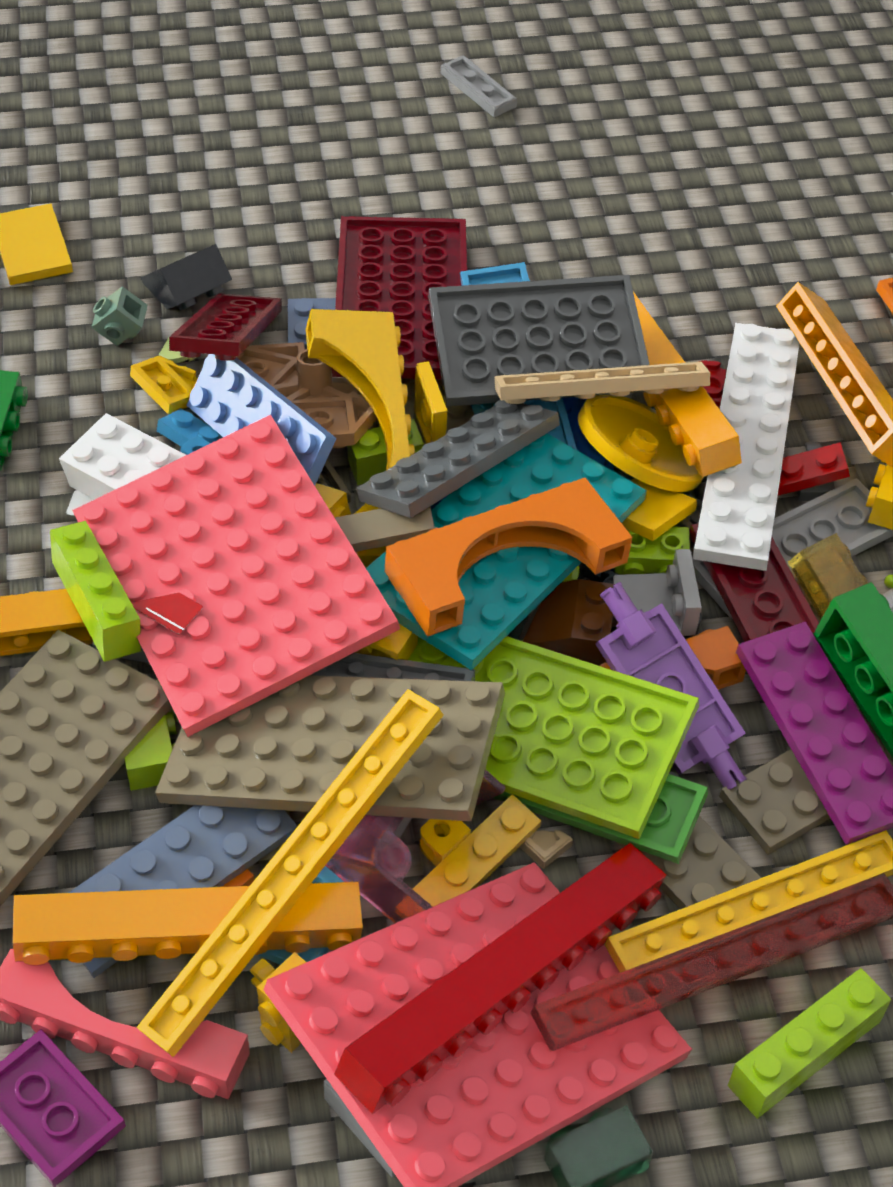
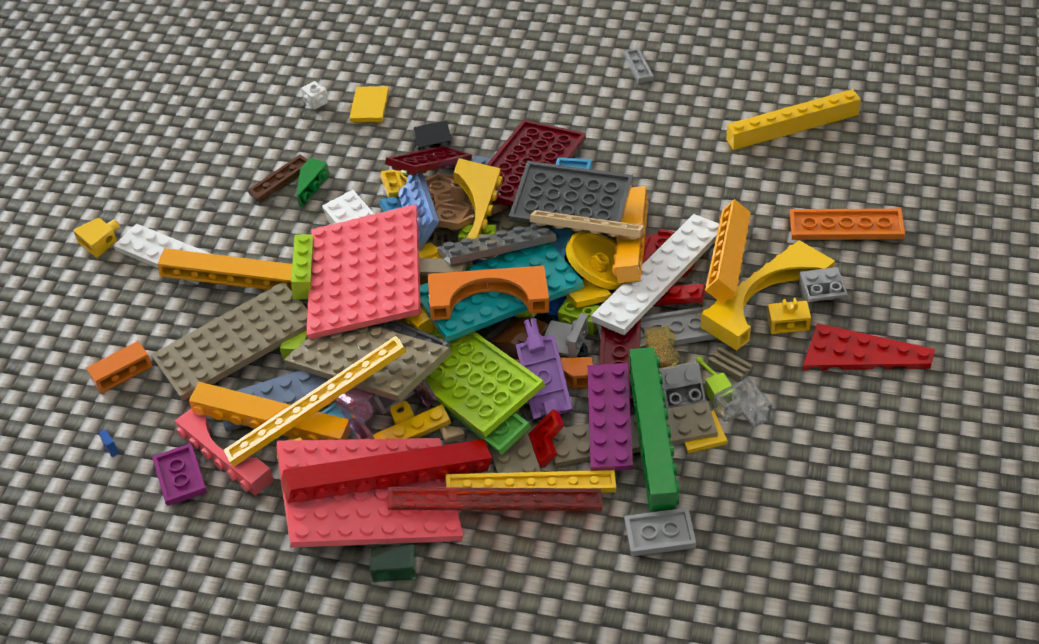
camera: 30 degrees right, 5 degrees down
(119, 316) = (387, 146): sand green brick -> none
(171, 610) = (326, 282): red sticker -> none
(429, 404) = (502, 218): yellow tile -> none
(726, 804) = (542, 437): none -> red plate
(787, 130) = (793, 119): none -> yellow brick
(808, 1042) = (517, 548): lime brick -> none

